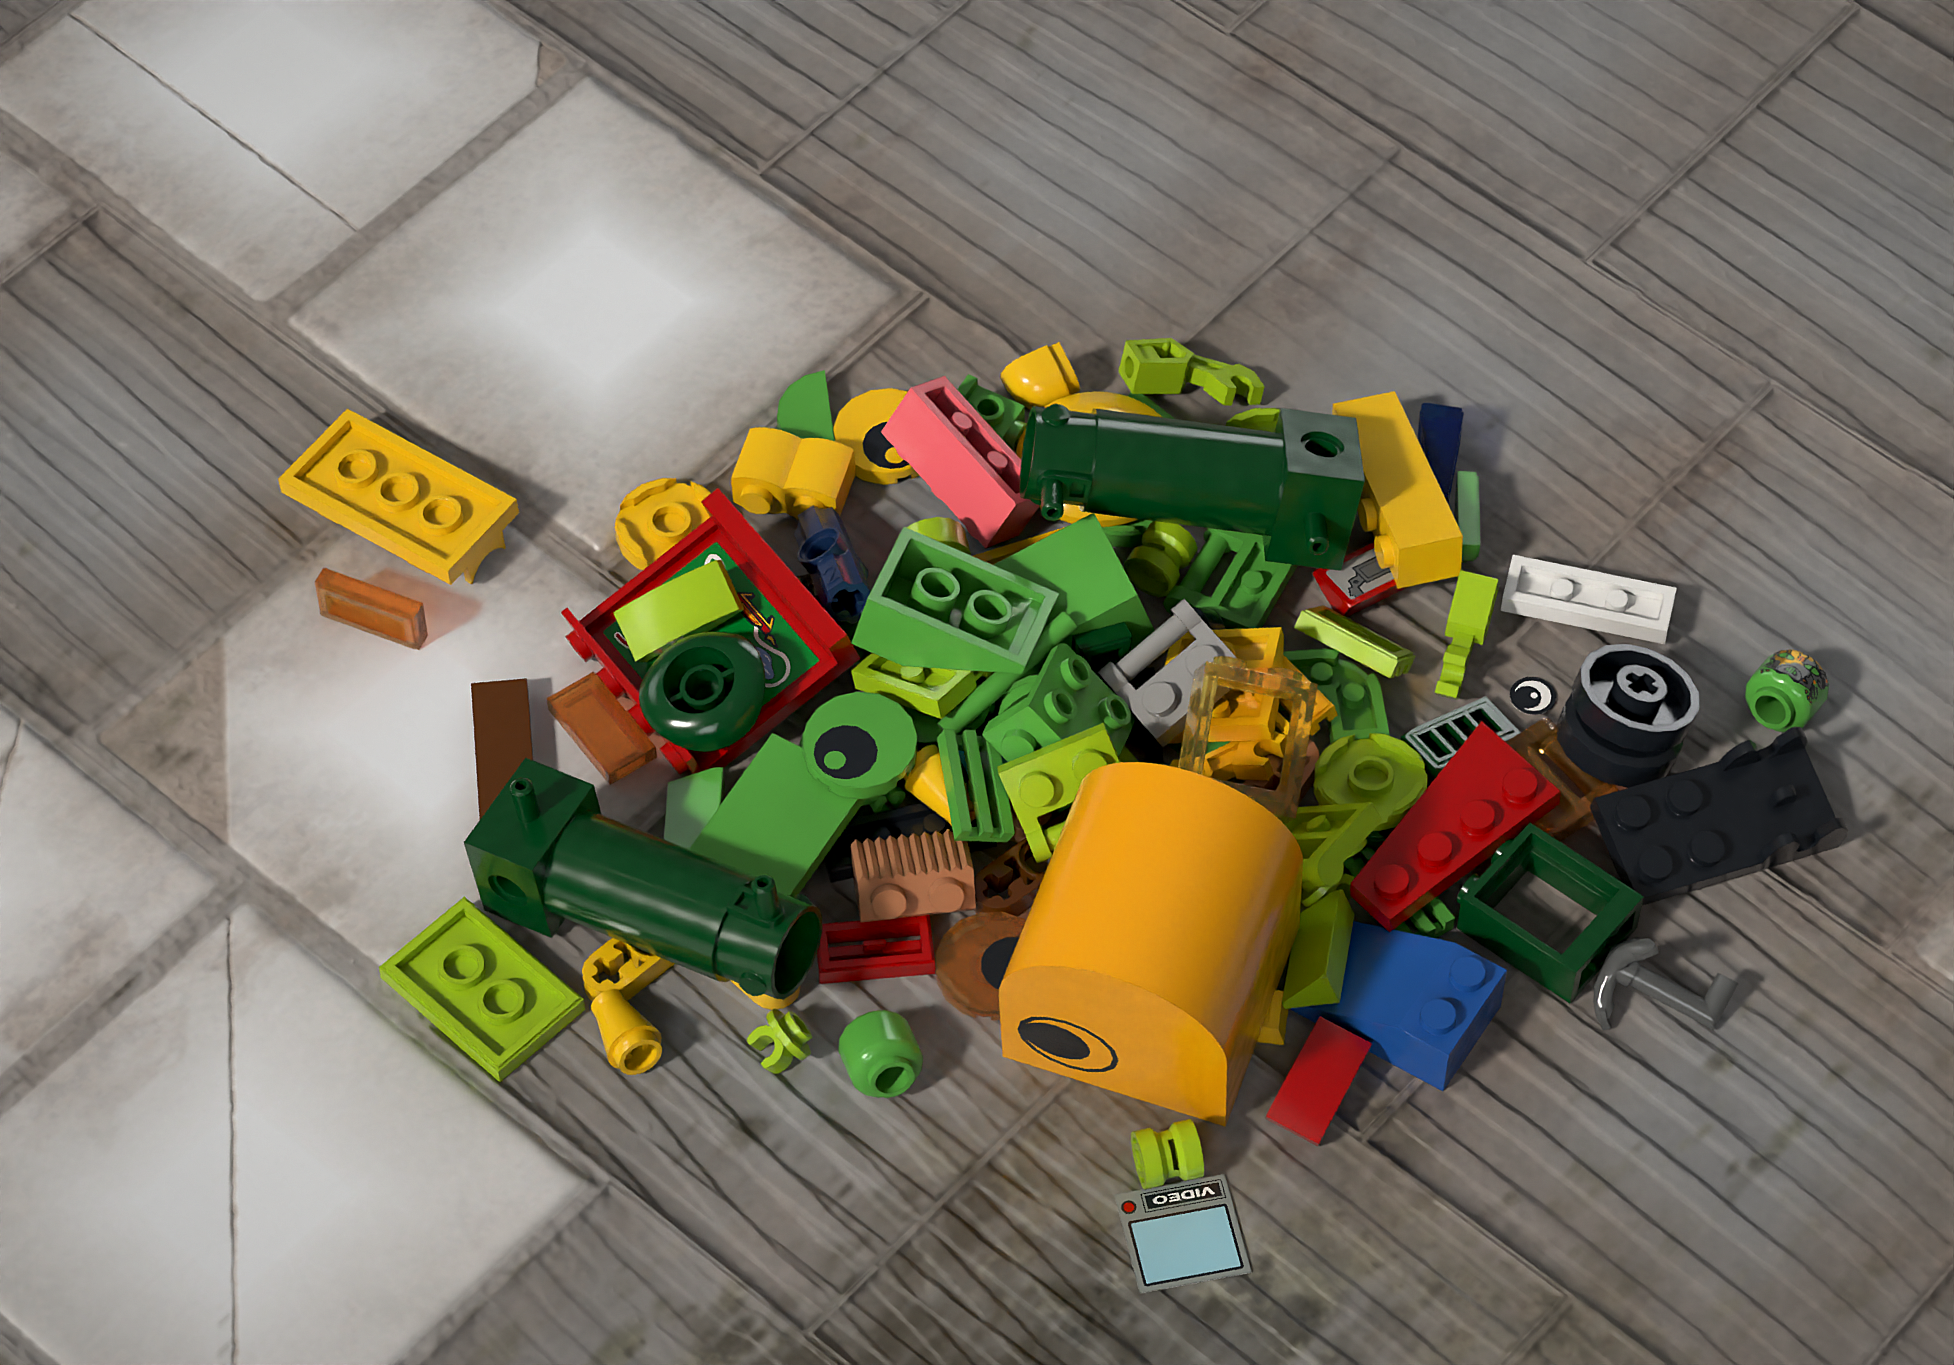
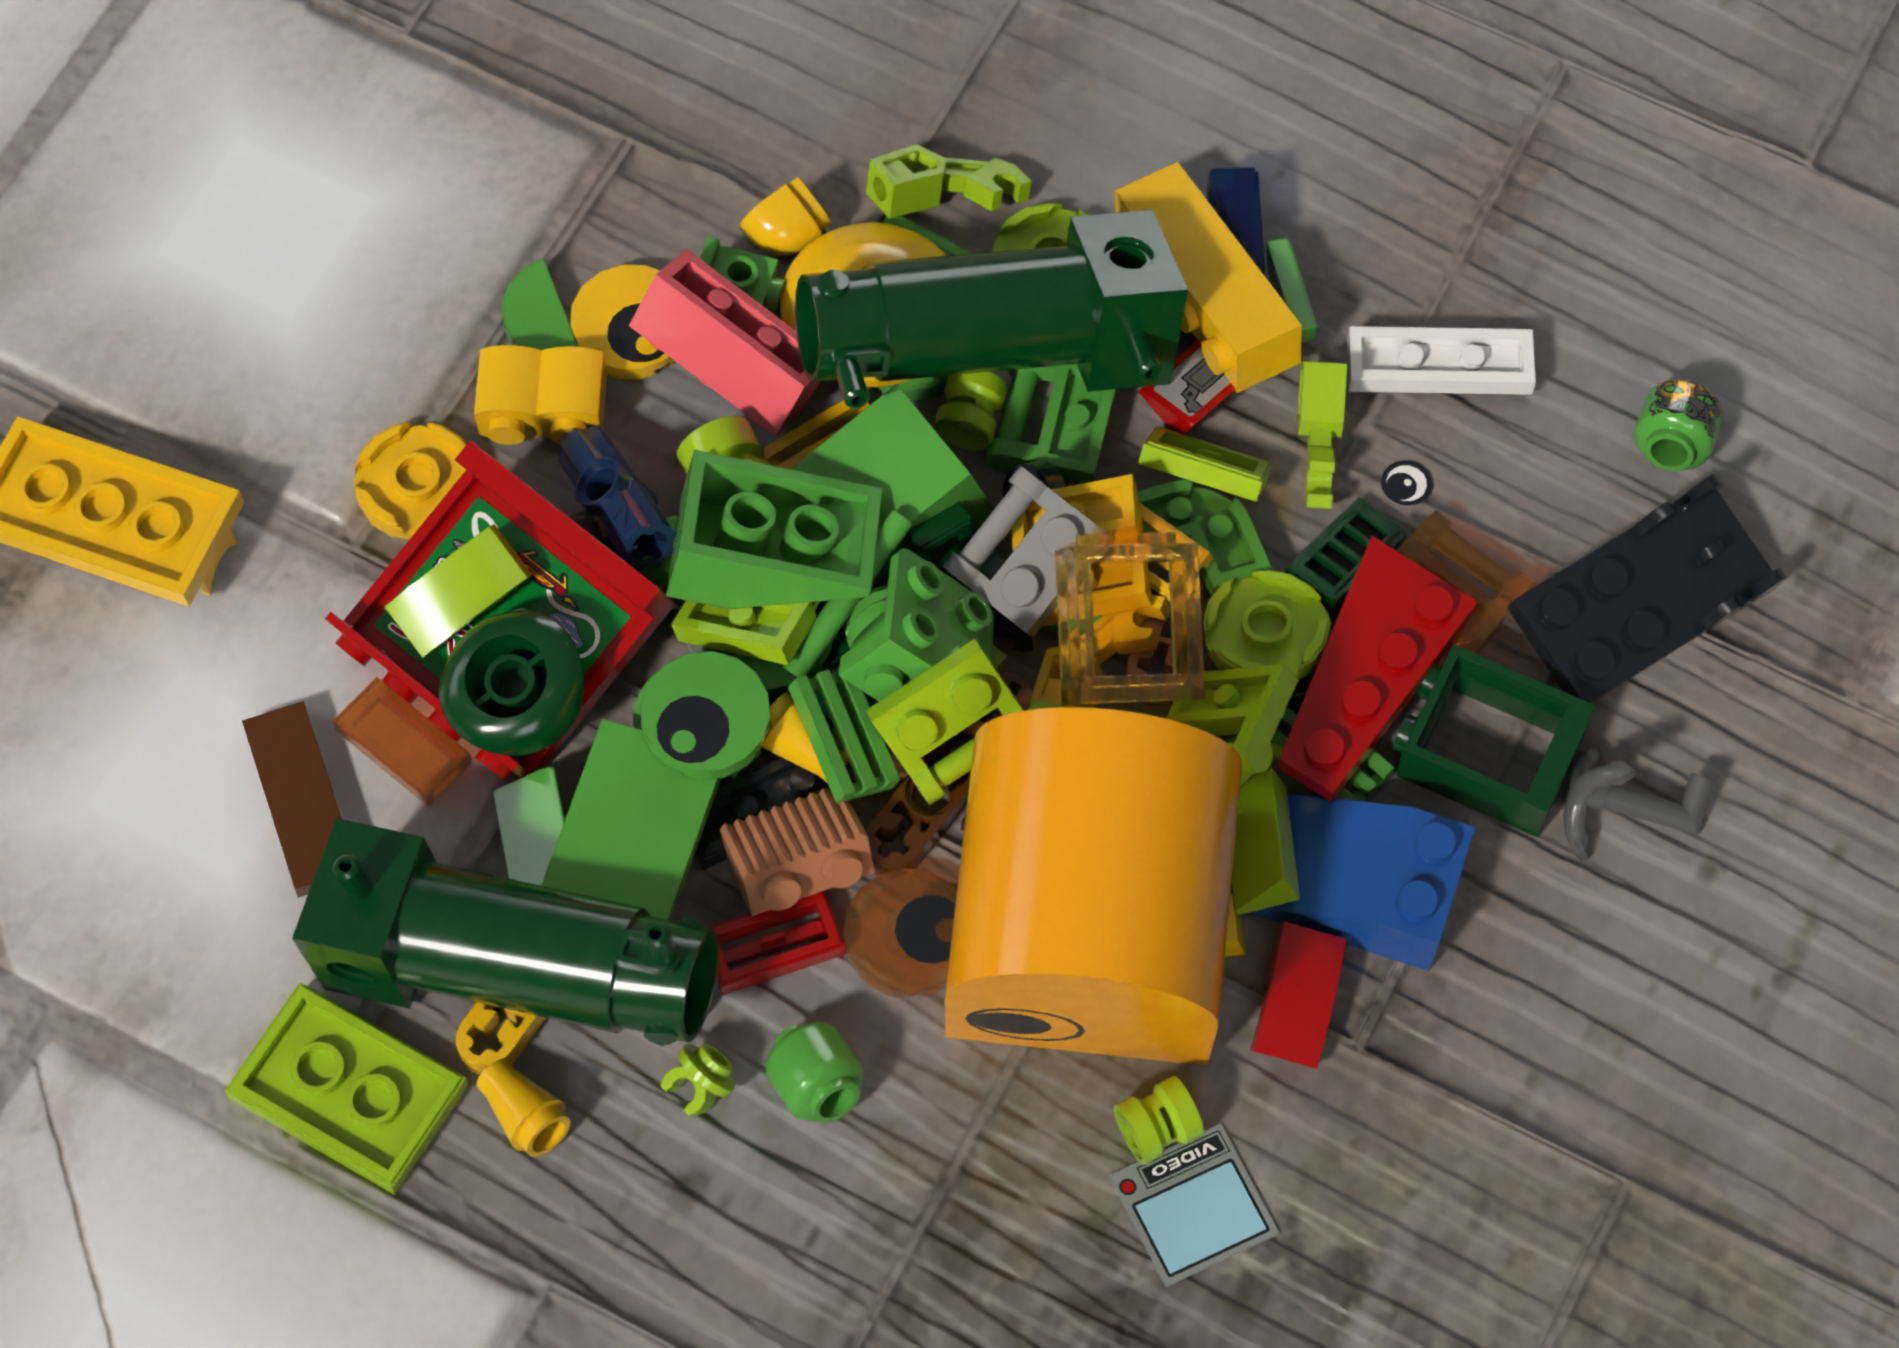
camera: 15 degrees left, 10 degrees up
(371, 609) = (105, 655): clear orange tile -> none
(1627, 715) = (1524, 494): black wheel -> none

